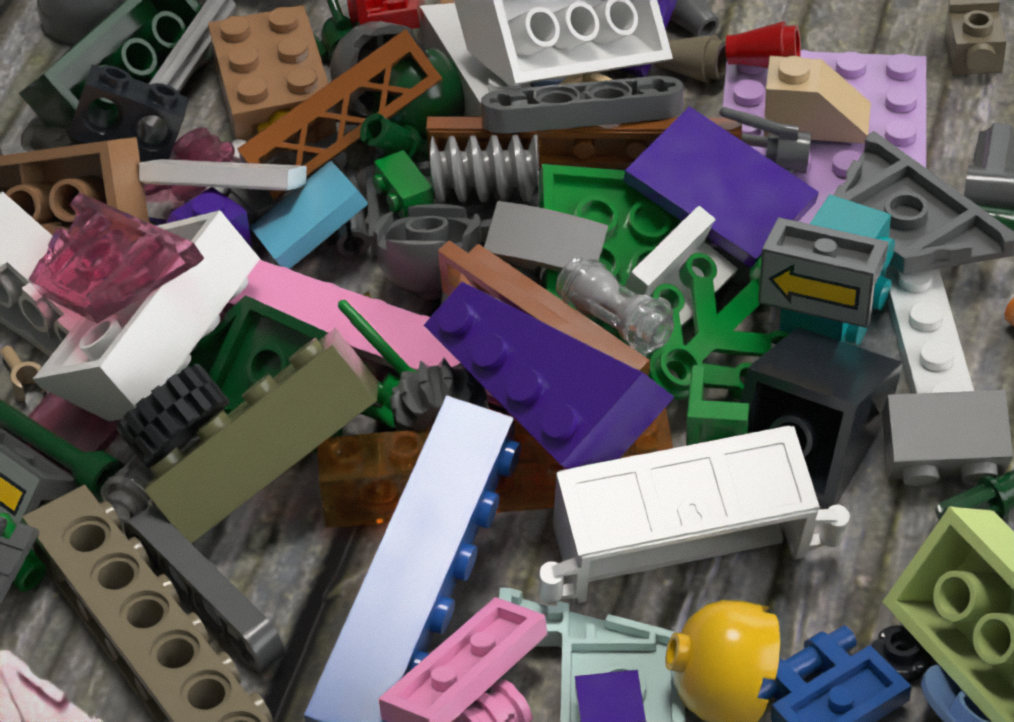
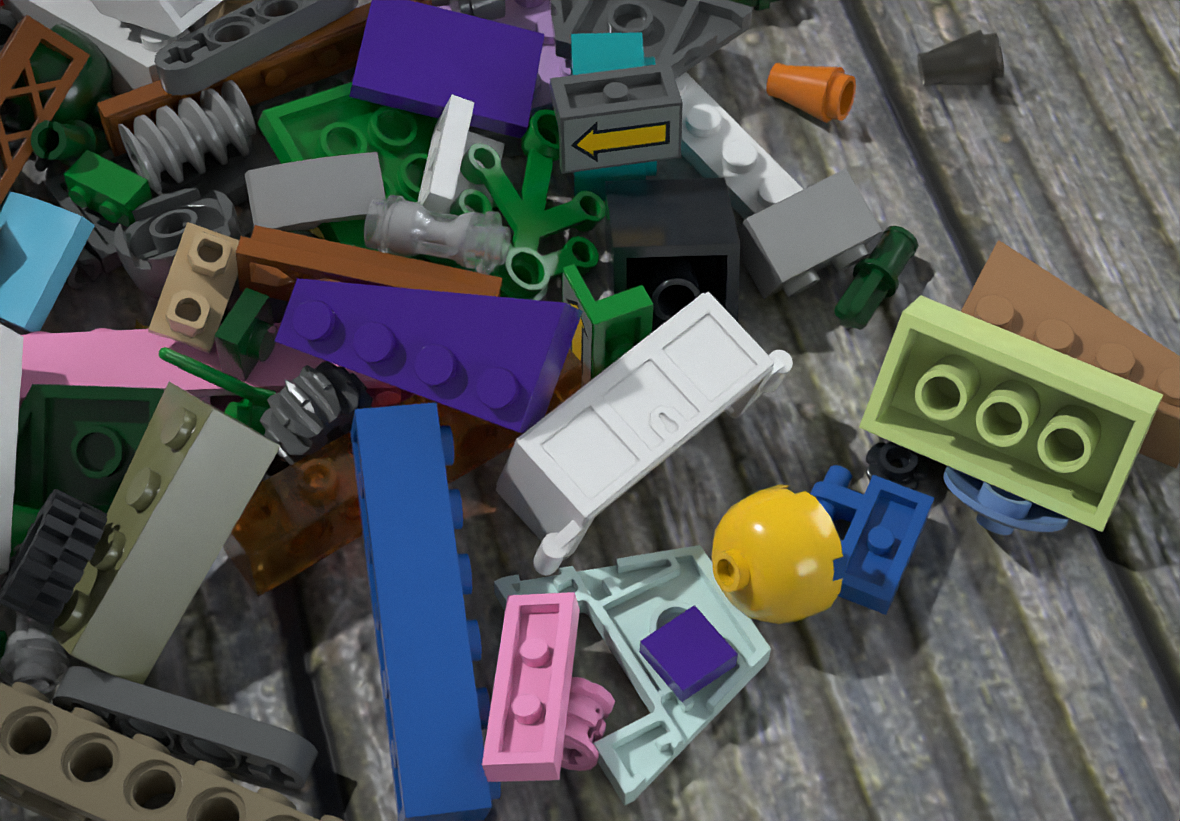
camera: 35 degrees left, 10 degrees up
(404, 276) = (197, 288): none -> tan hips
(408, 322) = (246, 335): none -> dark green plate

